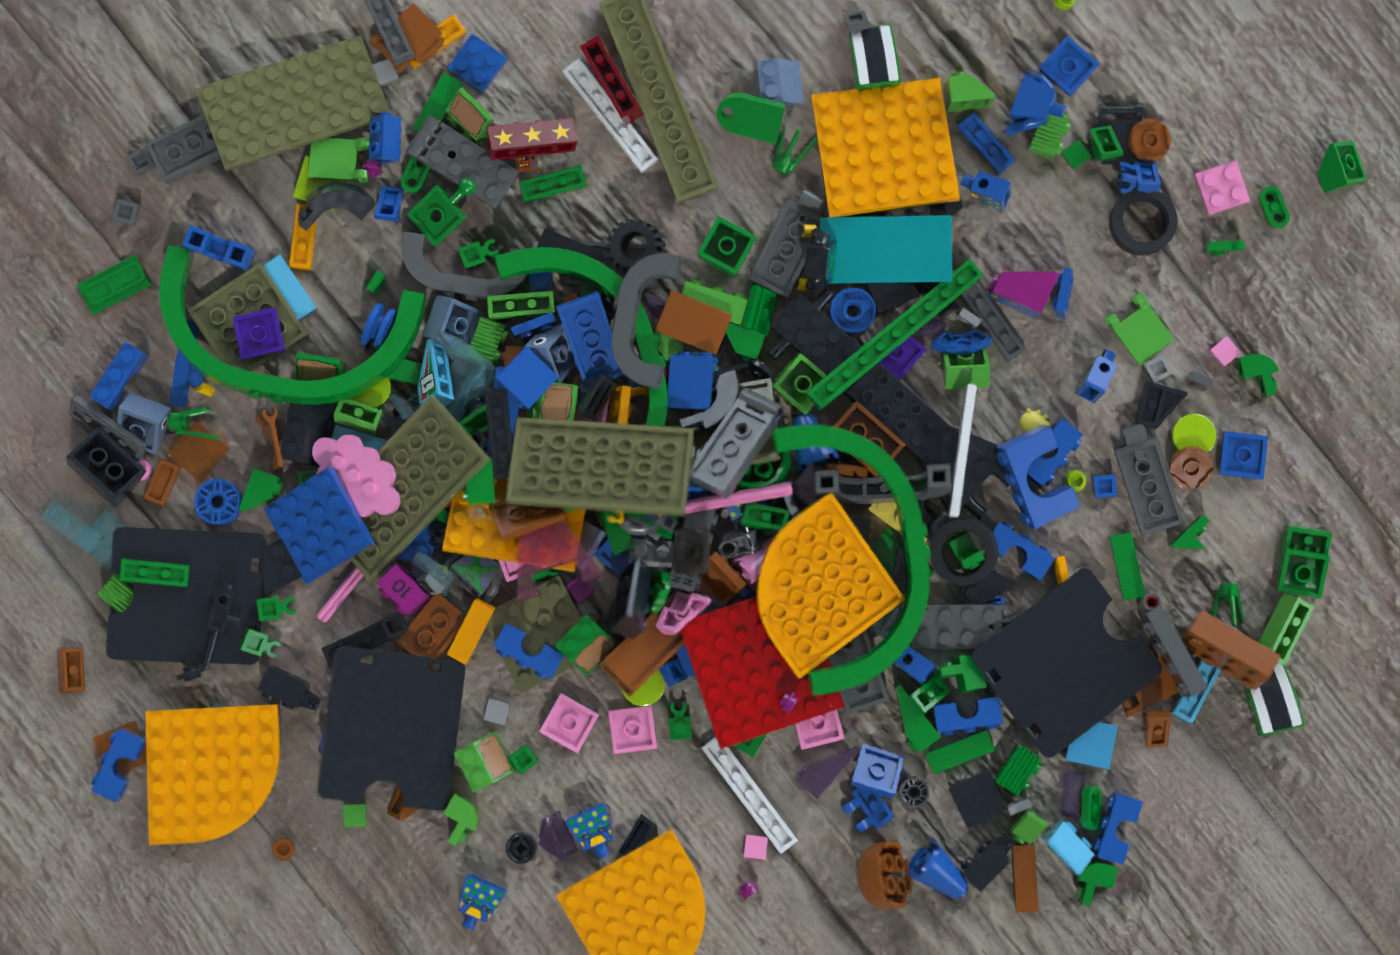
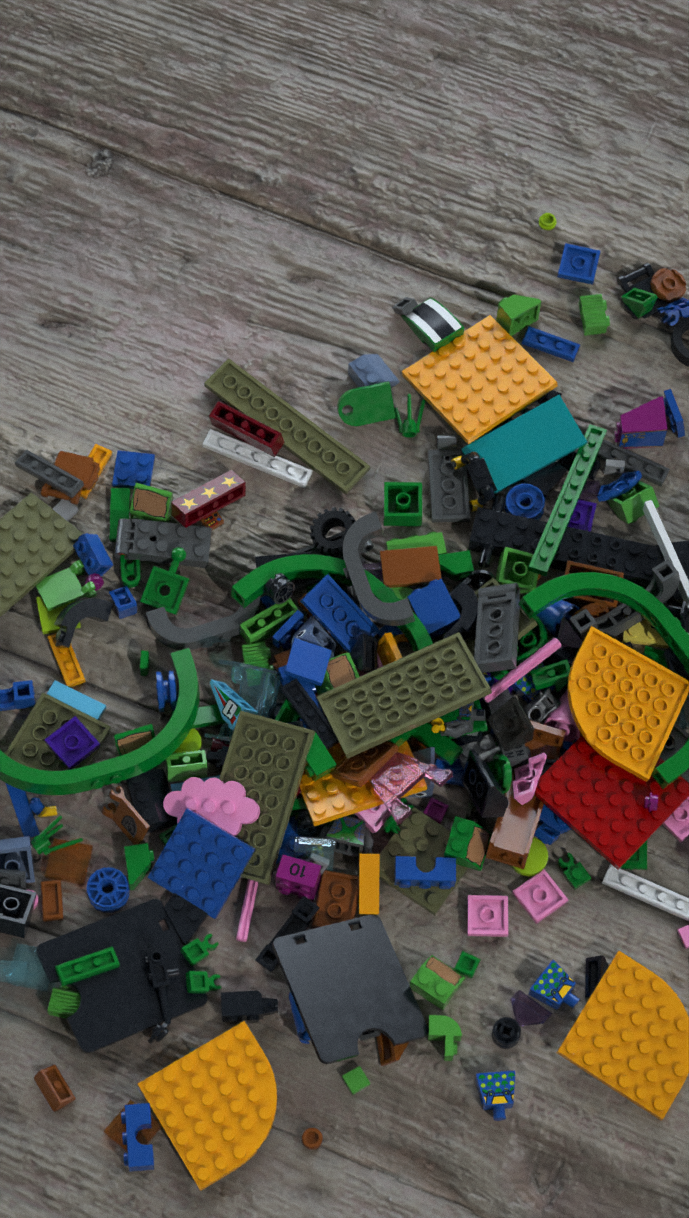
camera: 30 degrees left, 20 degrees down
(453, 318) = (217, 650): sand blue slope -> none
(474, 254) = (210, 605): green plate -> none
(497, 711) = (424, 938): light grey tile -> none
(544, 281) = (279, 588): none -> black wheel
(552, 184) = (241, 527): green tile -> none
(759, 310) = (453, 535): green plate -> none
(996, 191) = (574, 371): blue torso -> none
(1033, 104) = (571, 297): blue torso -> none
(1076, 155) = (621, 320): green tile -> none

